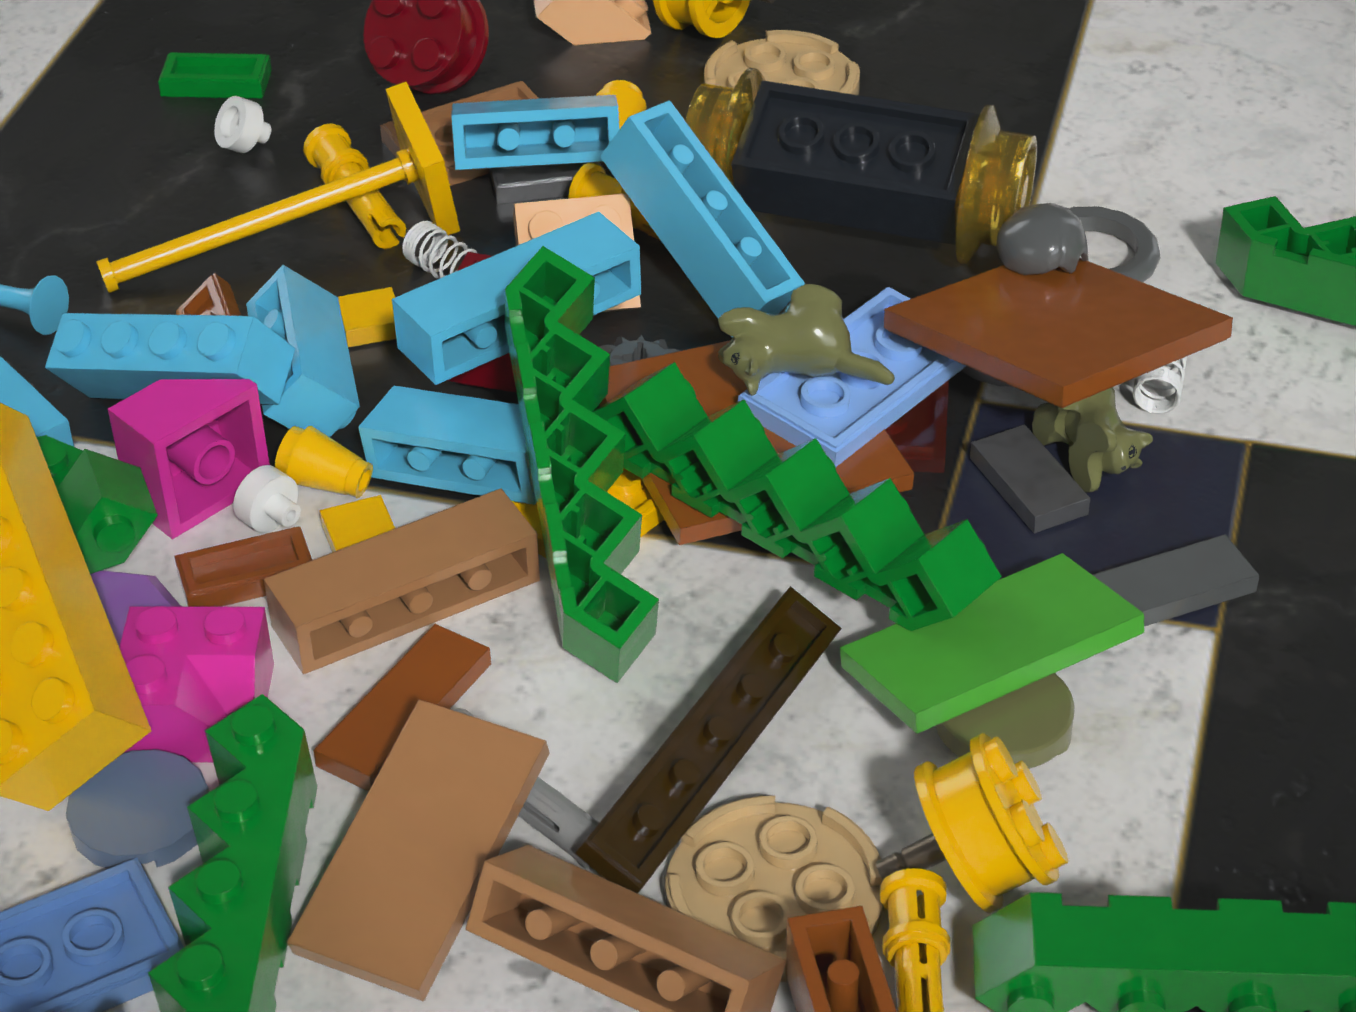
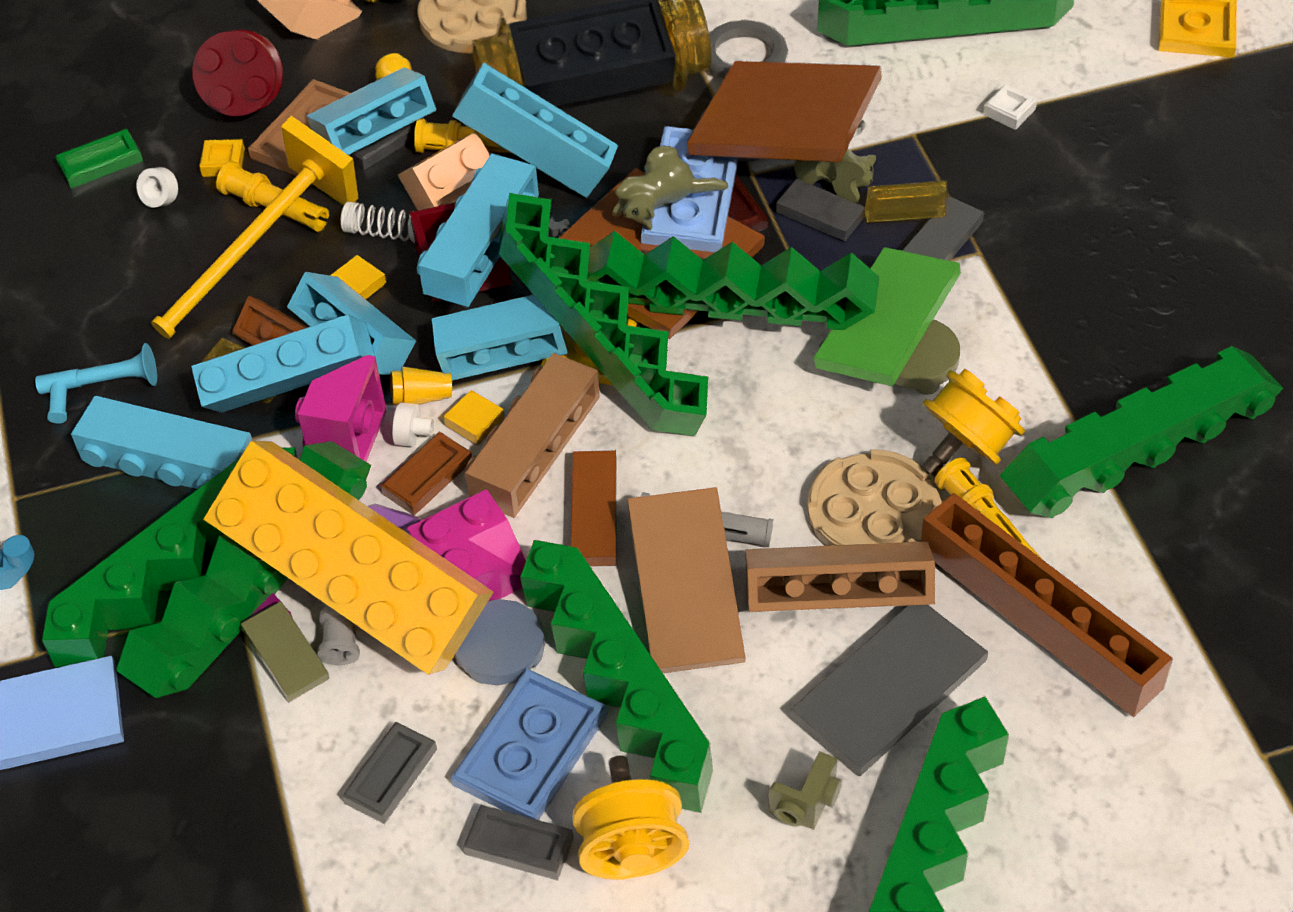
camera: 30 degrees left, 10 degrees up
(358, 121) = (218, 153): none -> yellow tile
(708, 743) = (783, 444): dark brown tile -> none
(1042, 239) = (737, 60): dark grey hair -> none
(1155, 514) = (906, 201): none -> clear yellow tile

